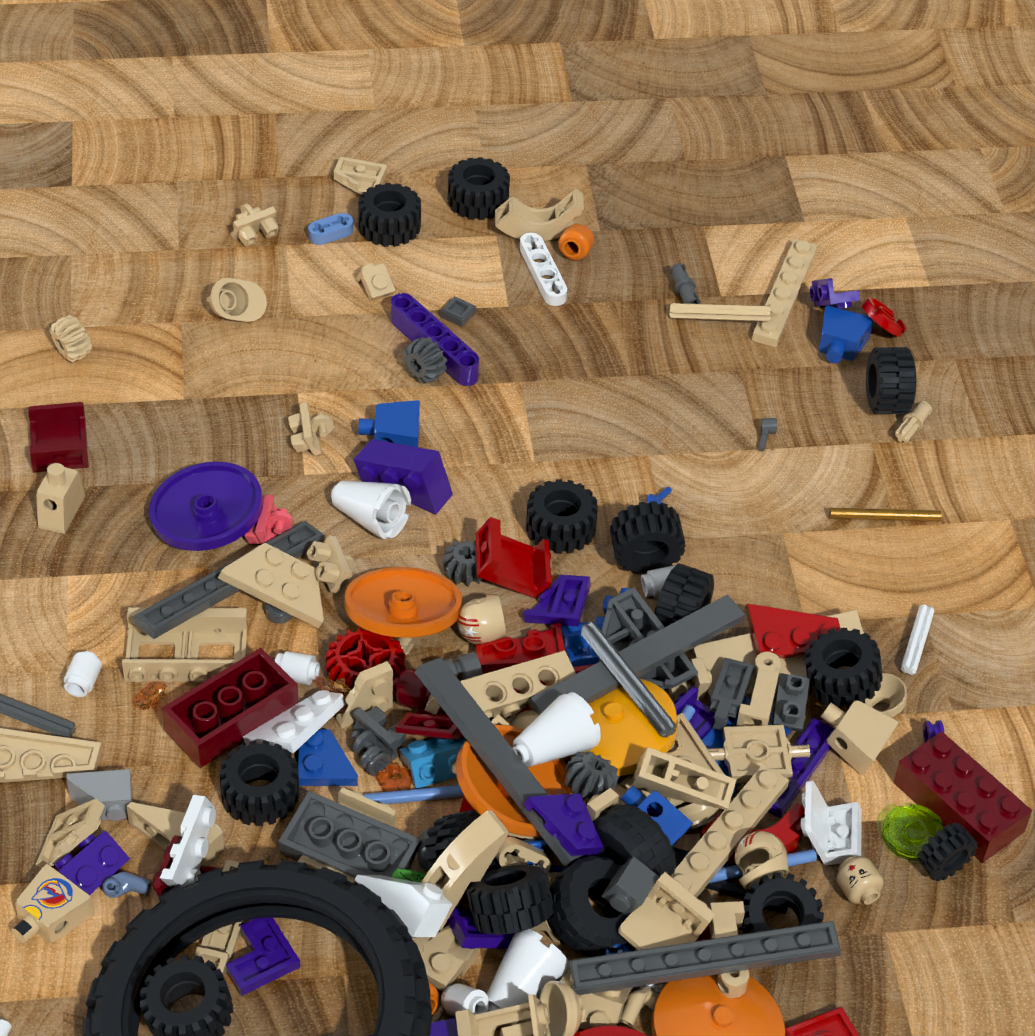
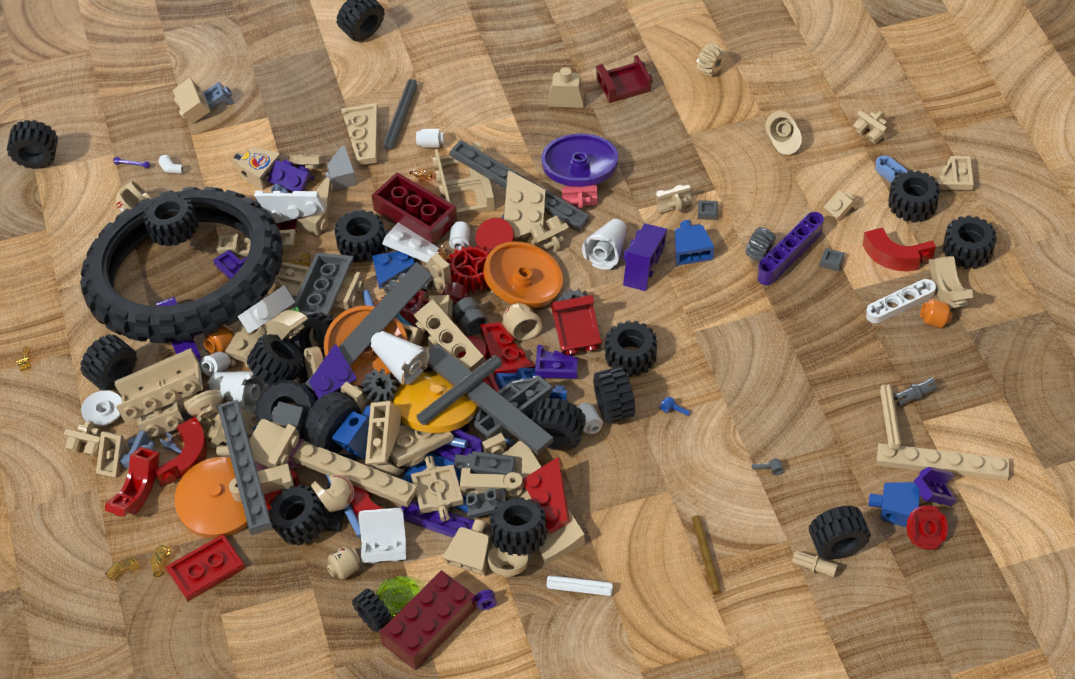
camera: 85 degrees right, 5 degrees up
(315, 624) = (493, 233): none -> red tile
(335, 405) = (707, 210): none -> dark grey tile
(469, 259) = (893, 255): none -> red arch

